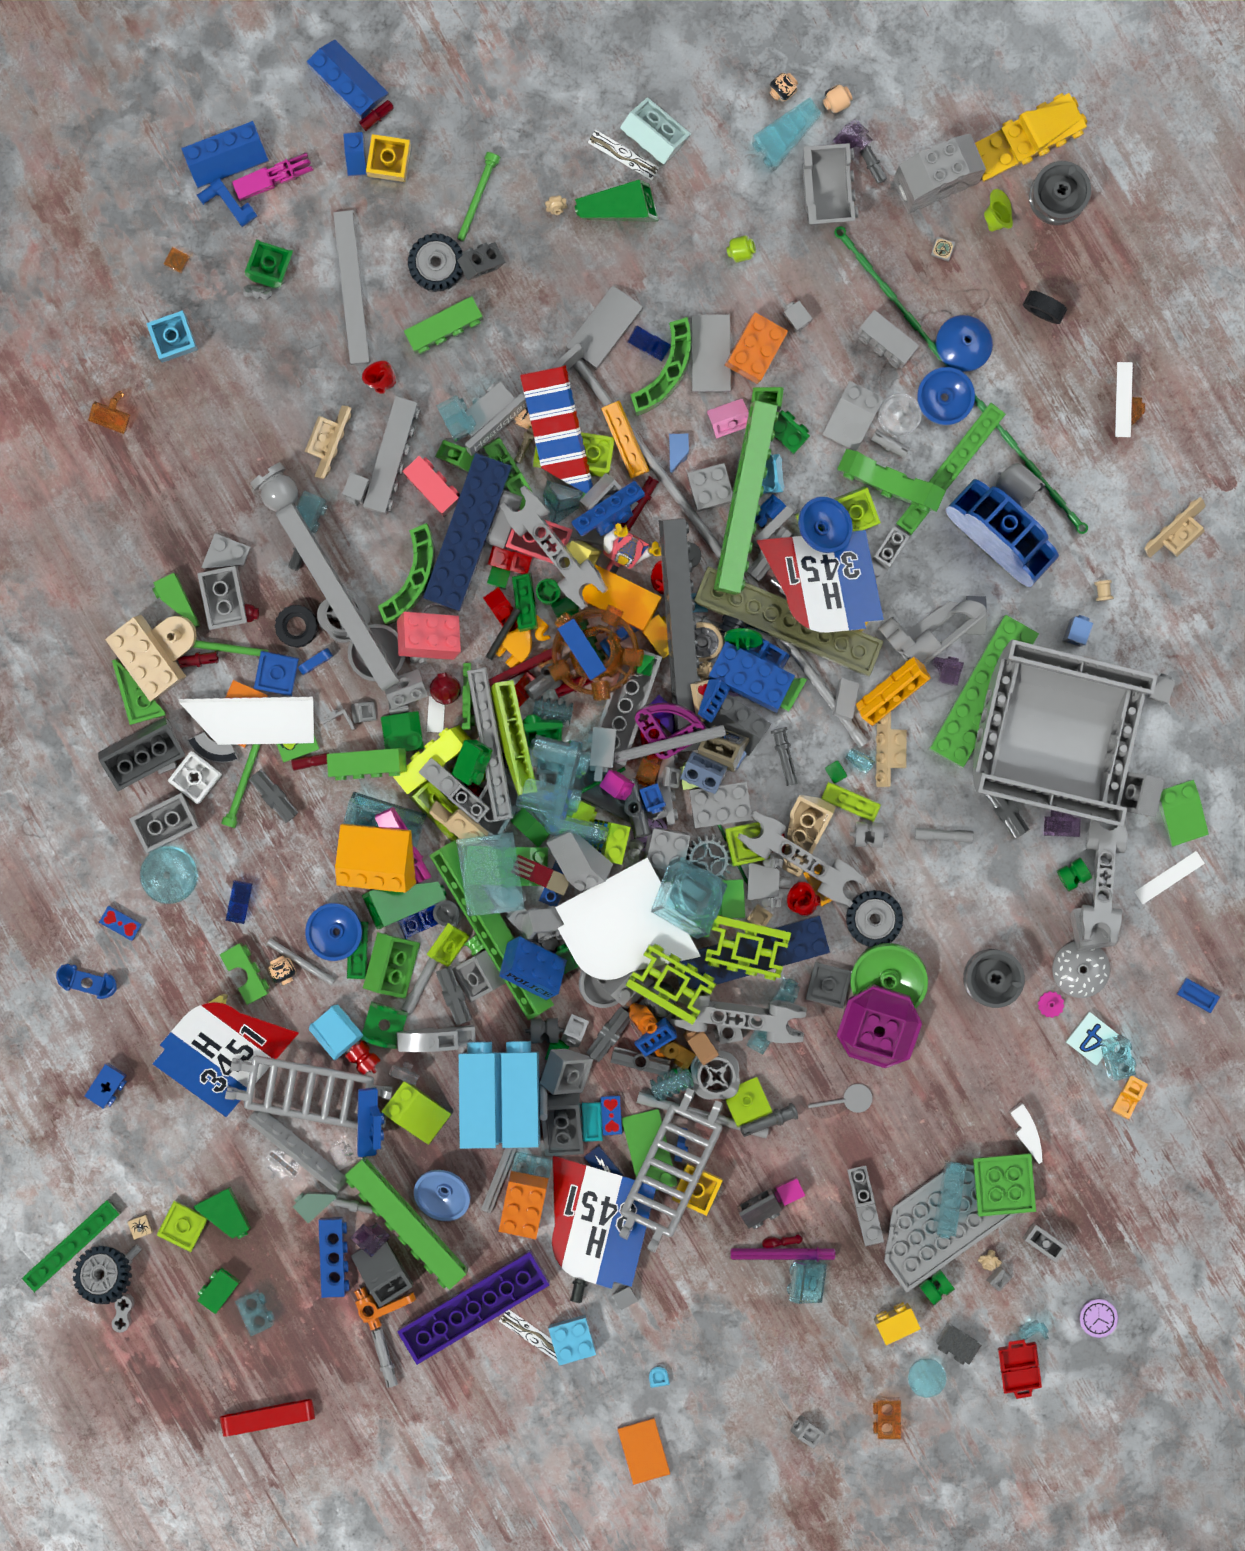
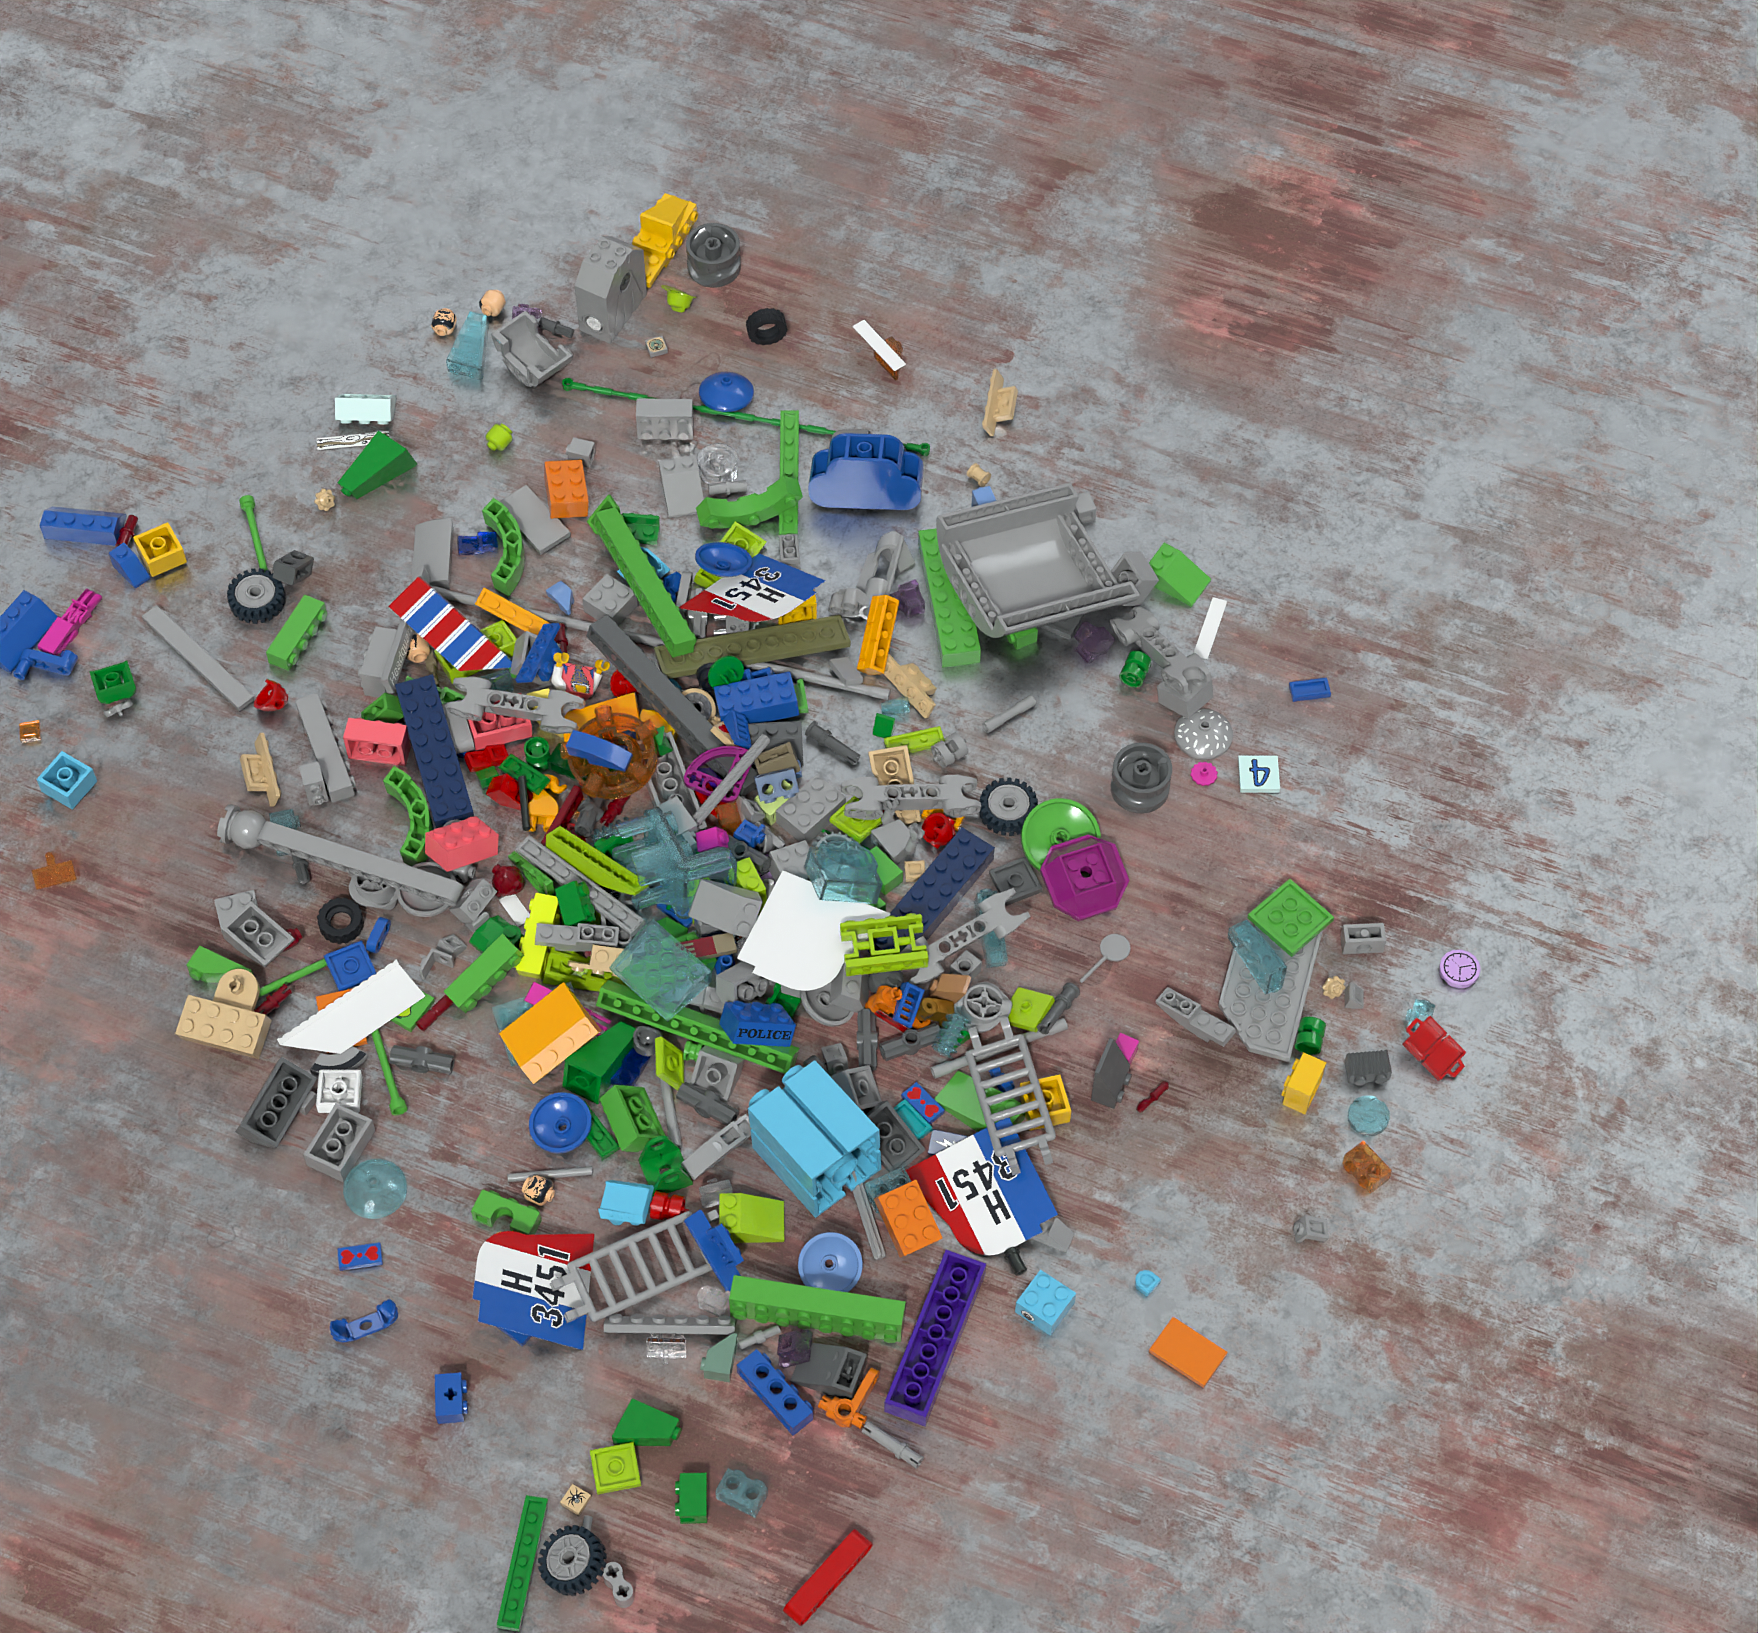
camera: 40 degrees left, 30 degrees down
(135, 701) = (241, 1070): bright green wing -> none
(238, 902) = (456, 1162): clear blue slope -> none
(456, 418) = (358, 668): clear light blue brick -> none
(529, 1333) = (1004, 1331): sticker -> none
(728, 418) = (586, 550): bright pink panel -> none
(750, 933) = (919, 867): lime fence -> none
(783, 1254) = (1189, 1085): magenta axle -> none
(806, 1282) = (1200, 1108): clear light blue brick -> none
(959, 392) = (745, 420): blue dish -> none
(1008, 813) = (1041, 663): dark grey piece -> none
(1027, 1131) = (1272, 870): white slope -> none
(1114, 1059) = (1290, 768): clear light blue brick -> none
(1129, 1097) = (1327, 794): light orange slope -> none

